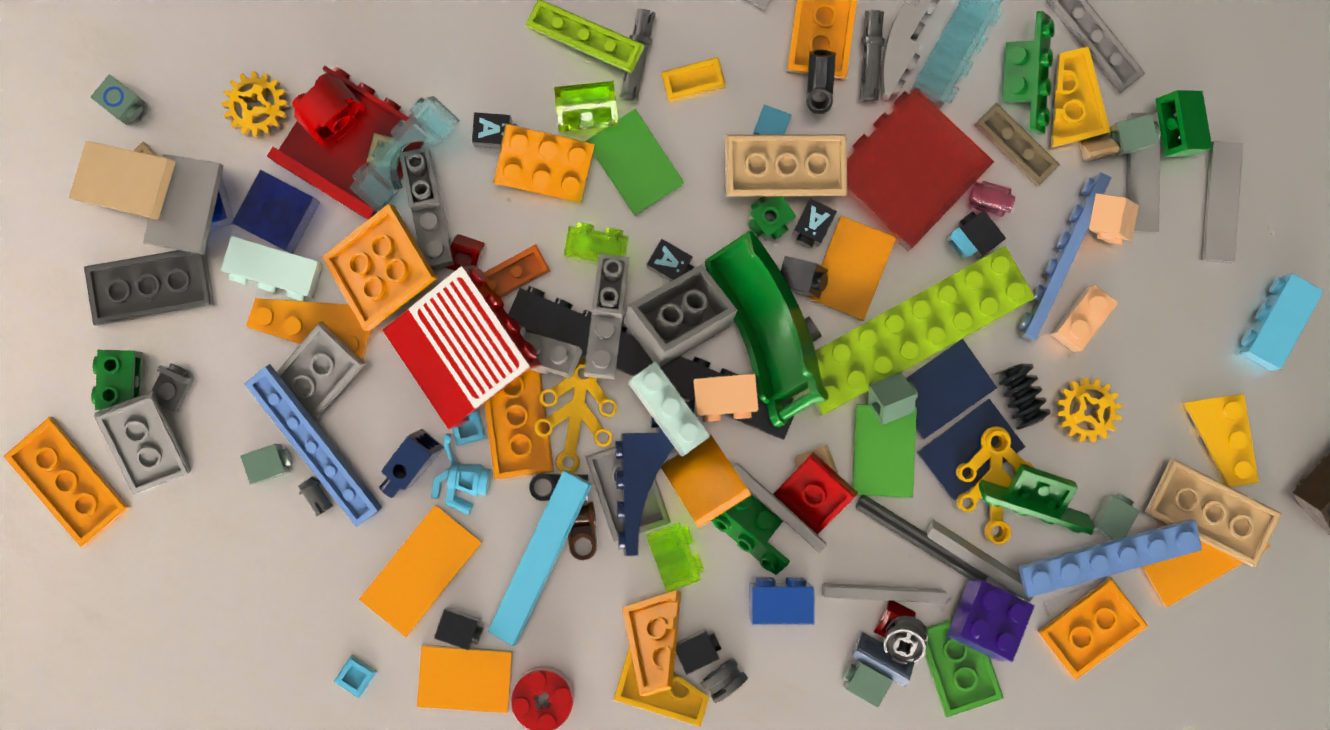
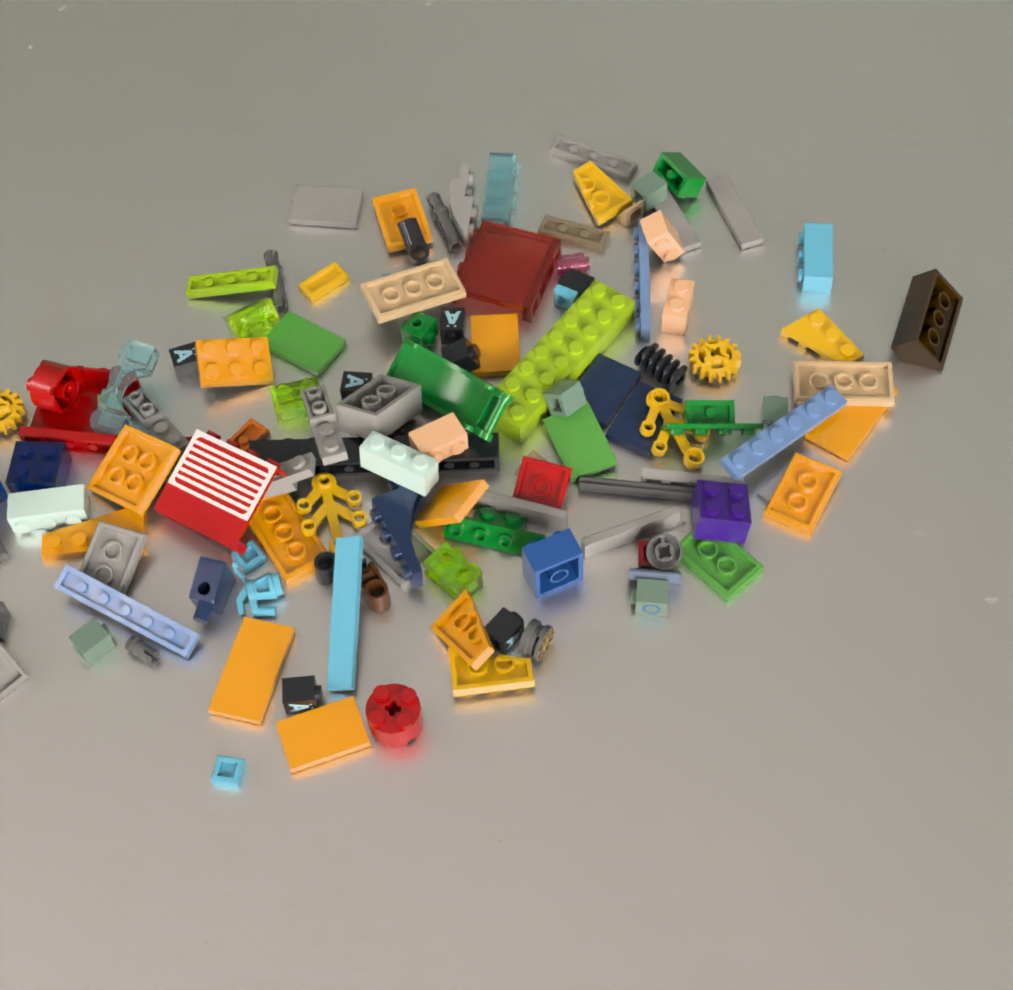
camera: 15 degrees left, 30 degrees down
(1028, 72) = (557, 191): green bracket -> none

